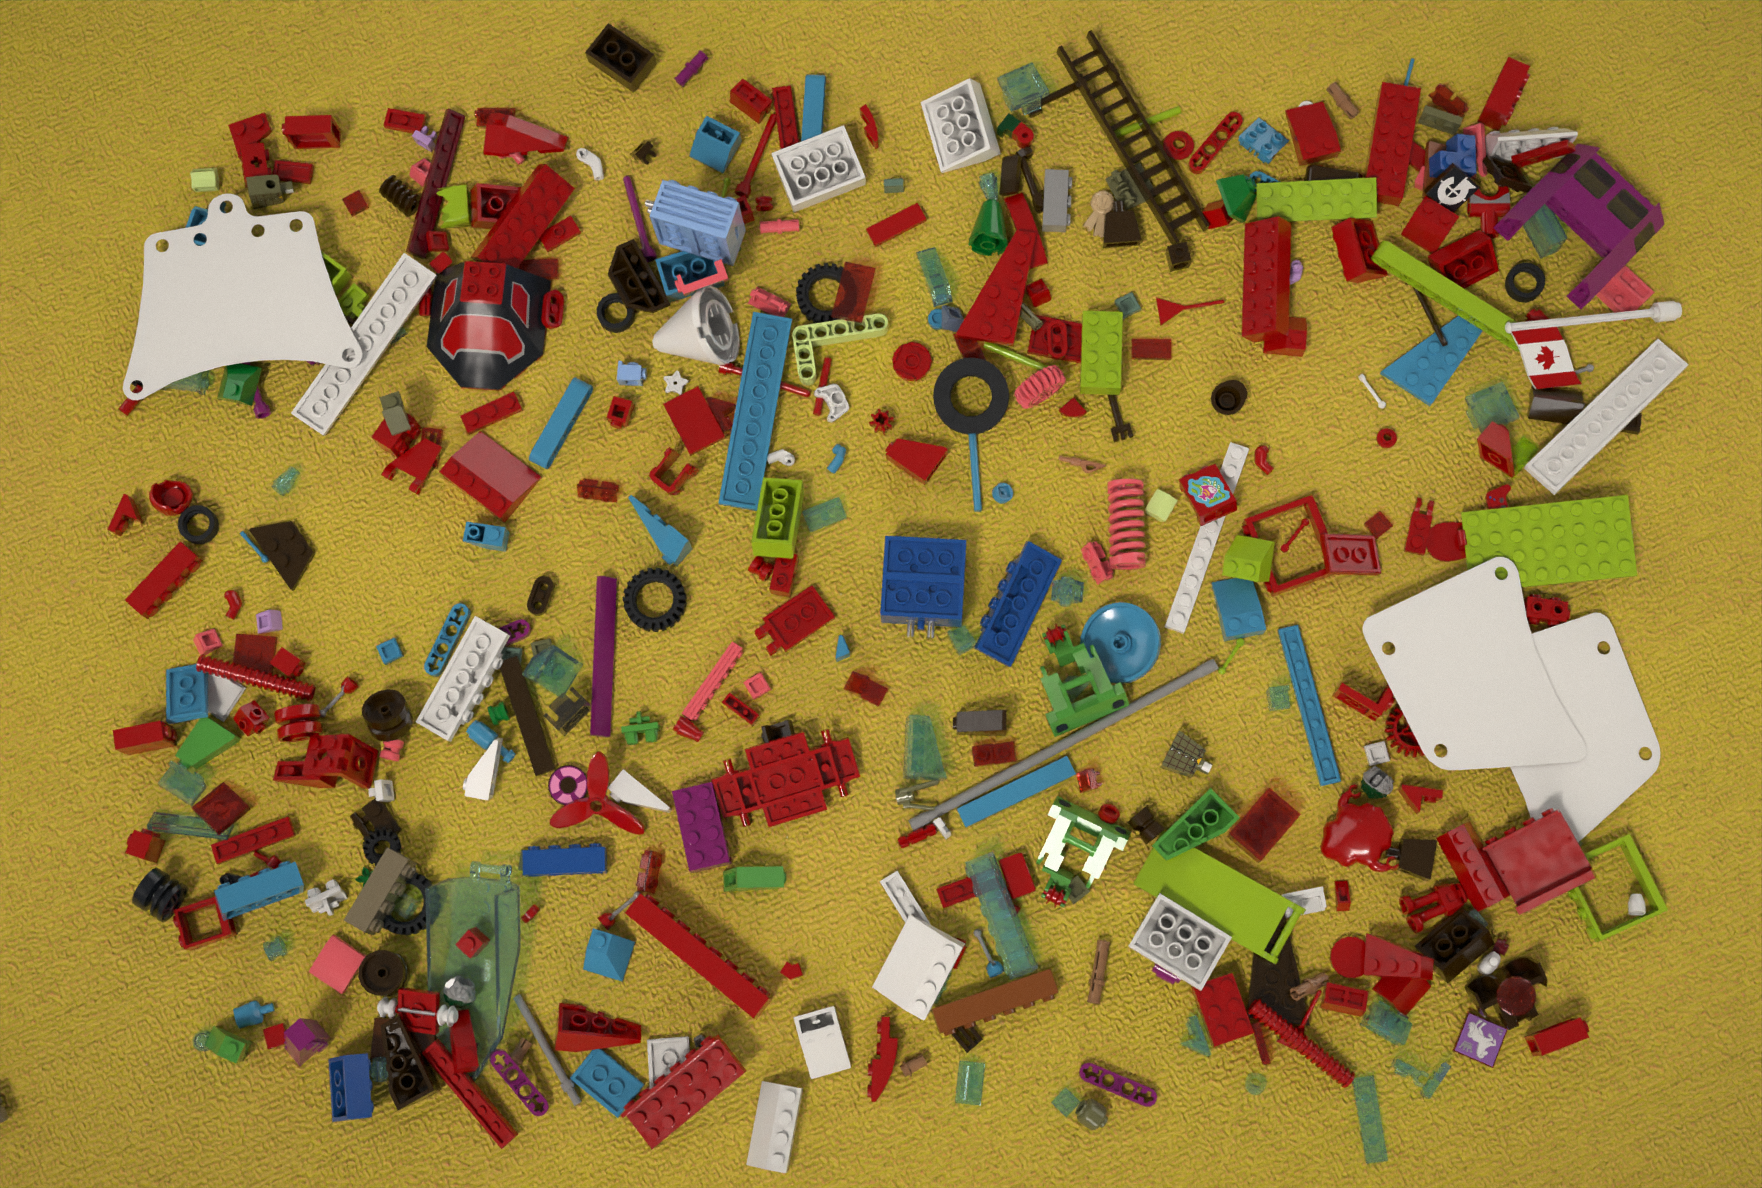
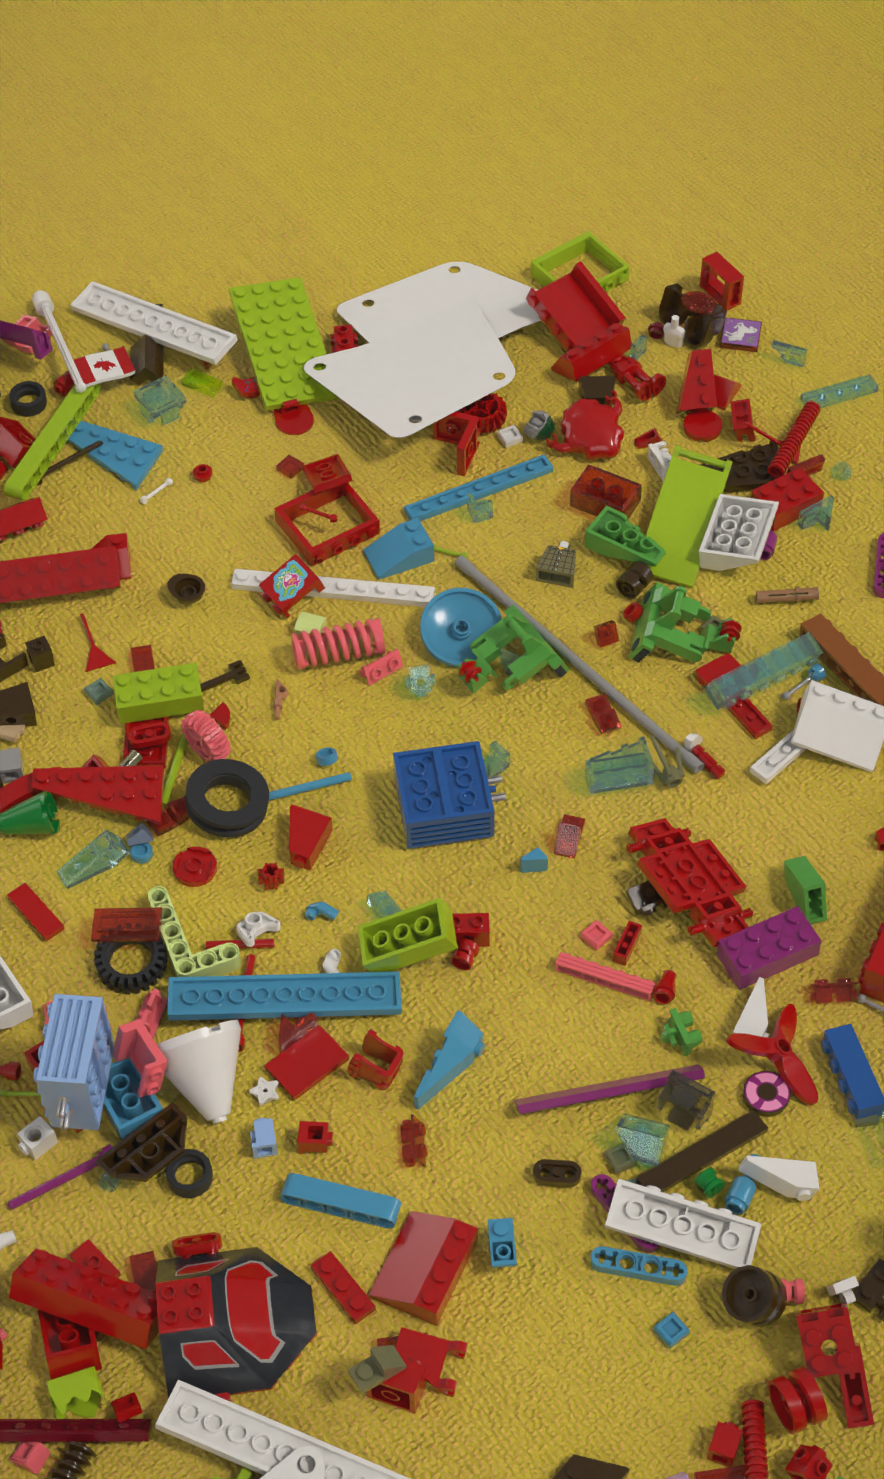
camera: 110 degrees left, 25 degrees down
(348, 686) = (731, 1365): hinge -> none
(440, 263) = (157, 1390): red slope -> none
(638, 583) = (532, 1028): black tyre -> none
(764, 203) = (26, 1042): red bush -> none
(795, 621) = (516, 913): red tile -> none
(980, 723) = (576, 721): dark brown slope -> none
(1016, 603) = (442, 720): blue plate -> none
(1016, 791) = (635, 690): dark azure tile -> none
(1249, 559) = (351, 540): lime slope -> none
(1261, 459) = (243, 559): red arm -> none
(1309, 986) = (741, 442): medium nougat pin -> none
(1386, 1023) = (754, 385): clear light blue slope -> none
(1404, 1069) = (788, 373): clear light blue plate -> none
(1414, 794) = (542, 400): red slope -> none
(1419, 529) = (284, 438): red hinge -> none
(1455, 944) = (662, 355): dark brown slope -> none
(1496, 448) = (200, 383): red slope -> none
(1636, 905) = (591, 246): white hose -> none

